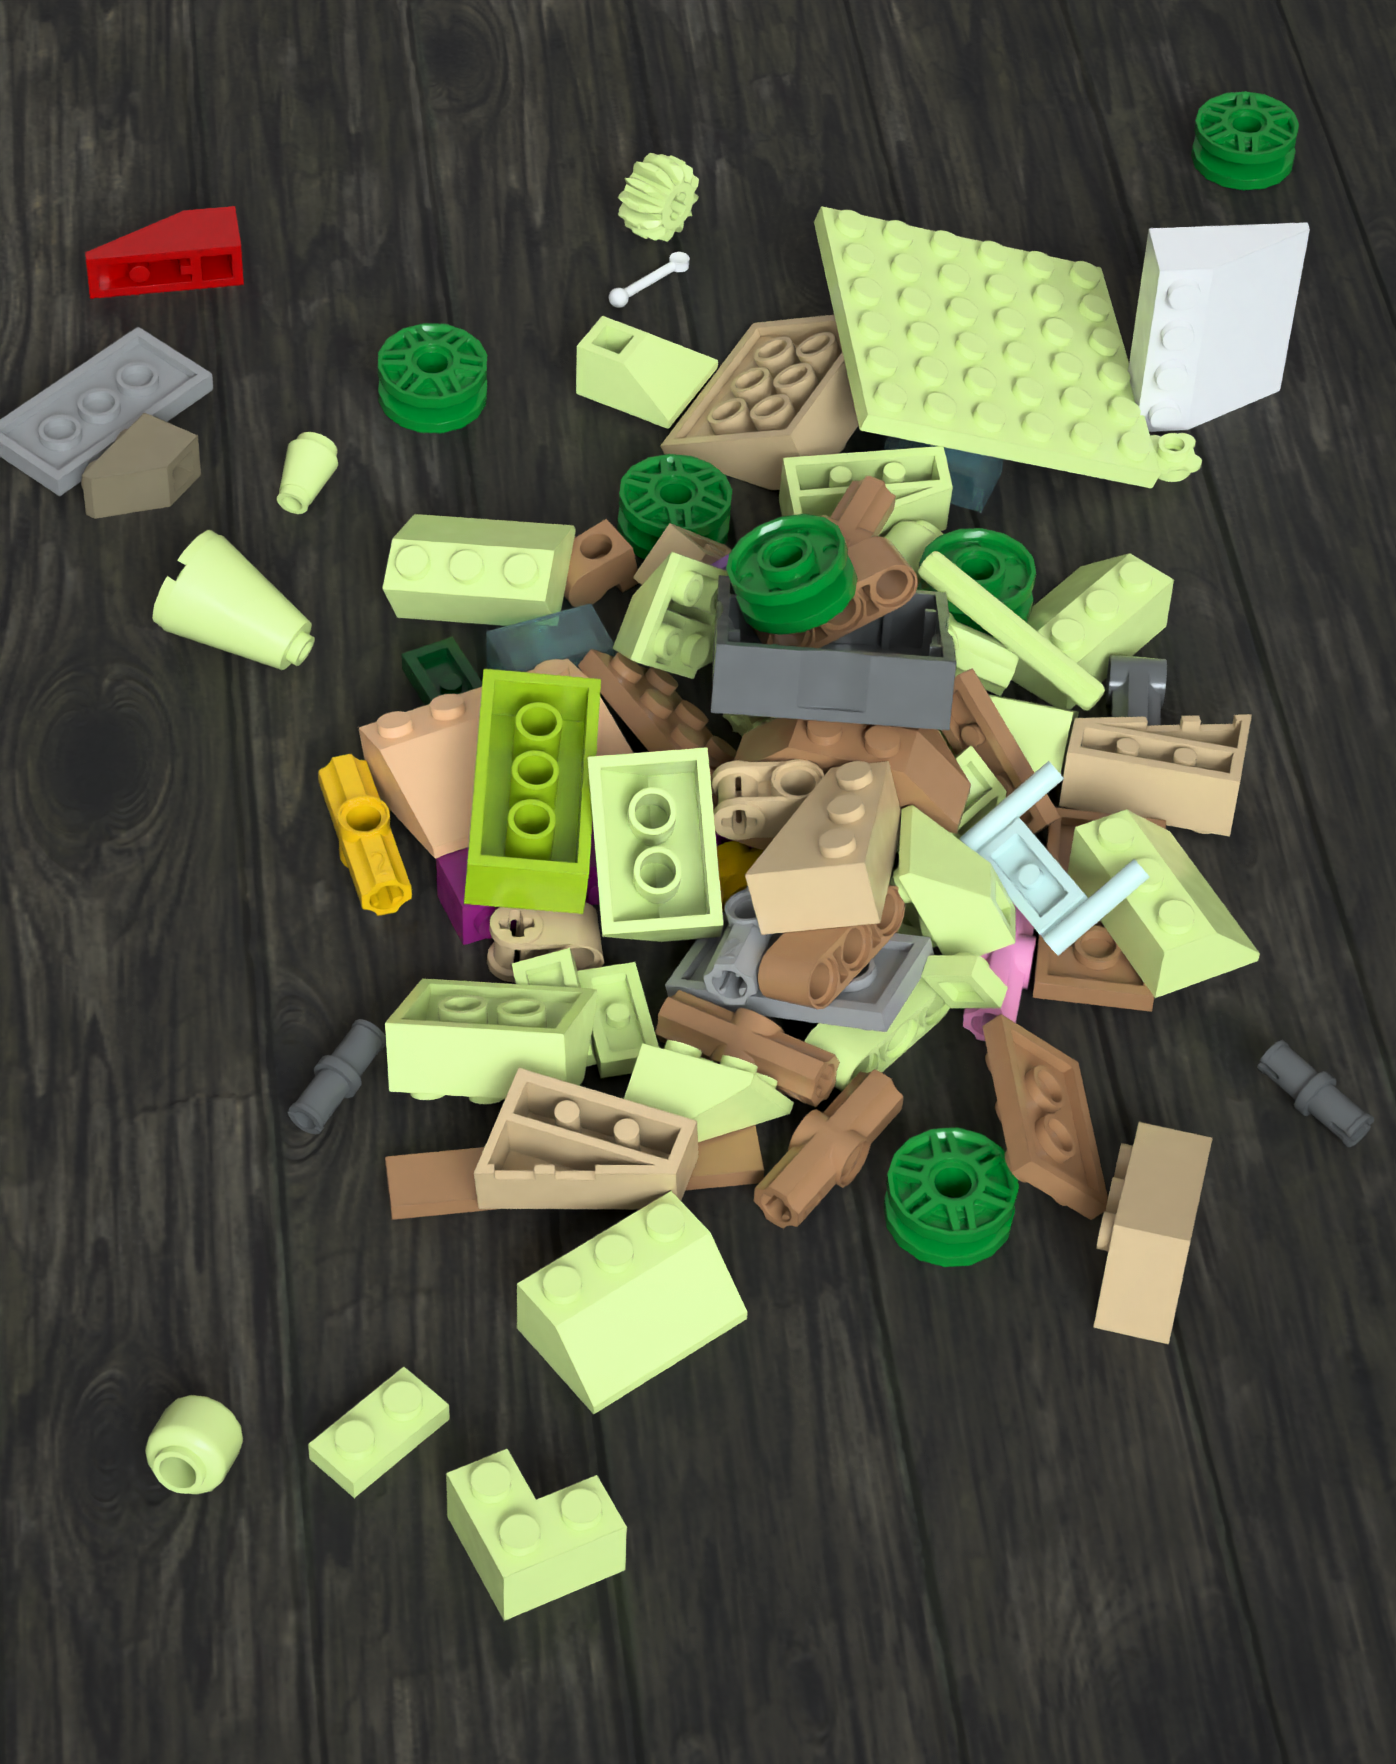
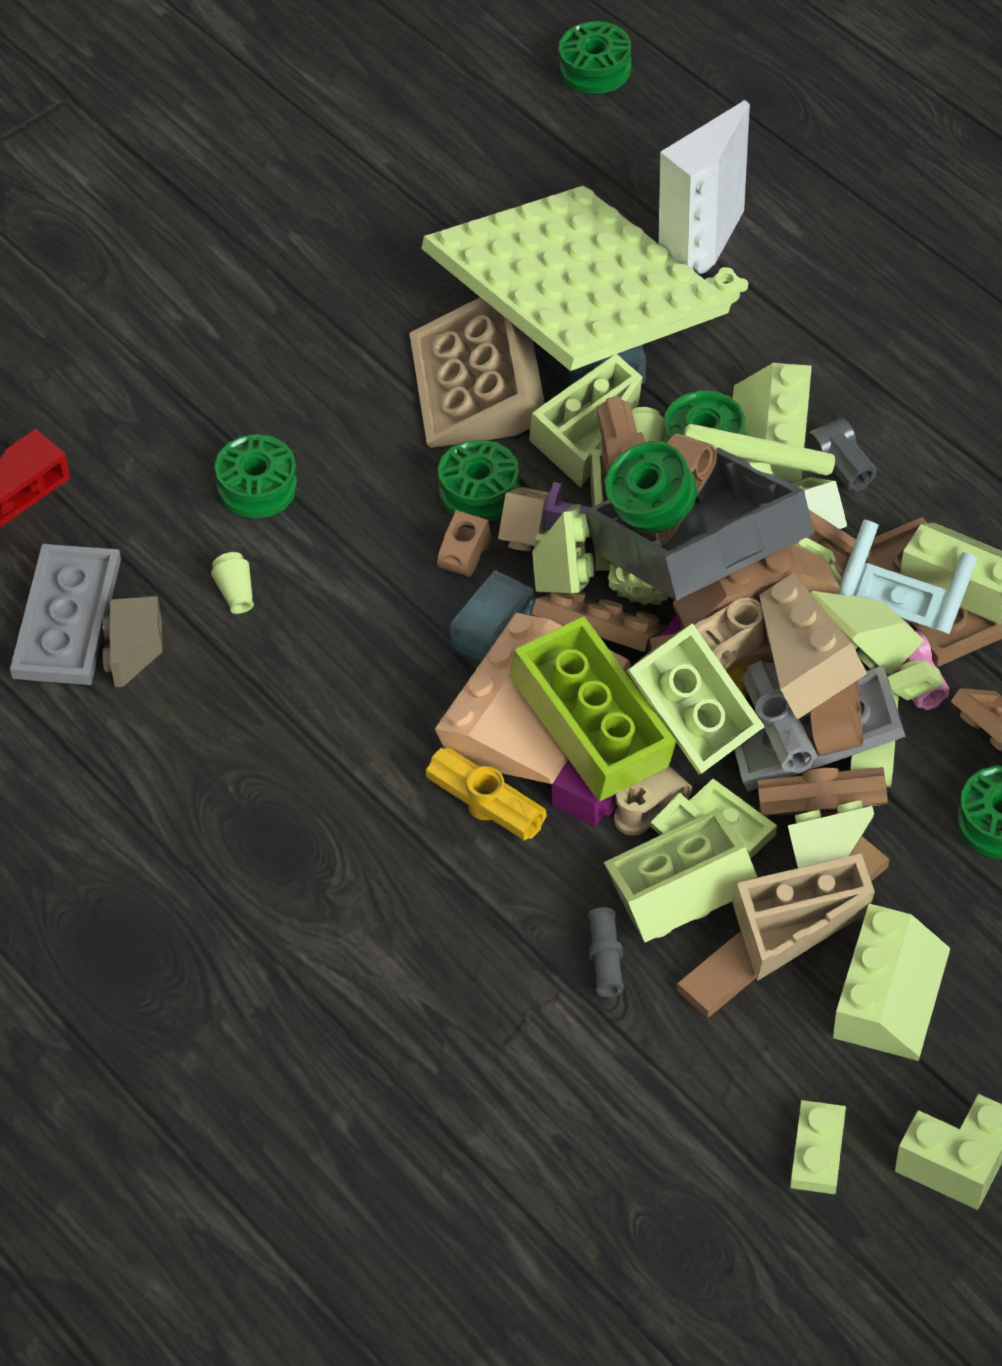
camera: 30 degrees left, 5 degrees up
(194, 1445) = (733, 1221): yellowish green head -> none
(231, 606) = (281, 695): yellowish green cone -> none
(439, 670) = (440, 667): dark green plate -> none
(477, 569) = (408, 584): yellowish green slope -> none
(639, 372) = (380, 403): yellowish green slope -> none
(658, 197) = (290, 280): yellowish green gear -> none
(677, 262) = (327, 317): white hinge -> none
(828, 1149) = (913, 825): medium nougat piece -> none
(1157, 771) = (901, 487): tan wedge -> none

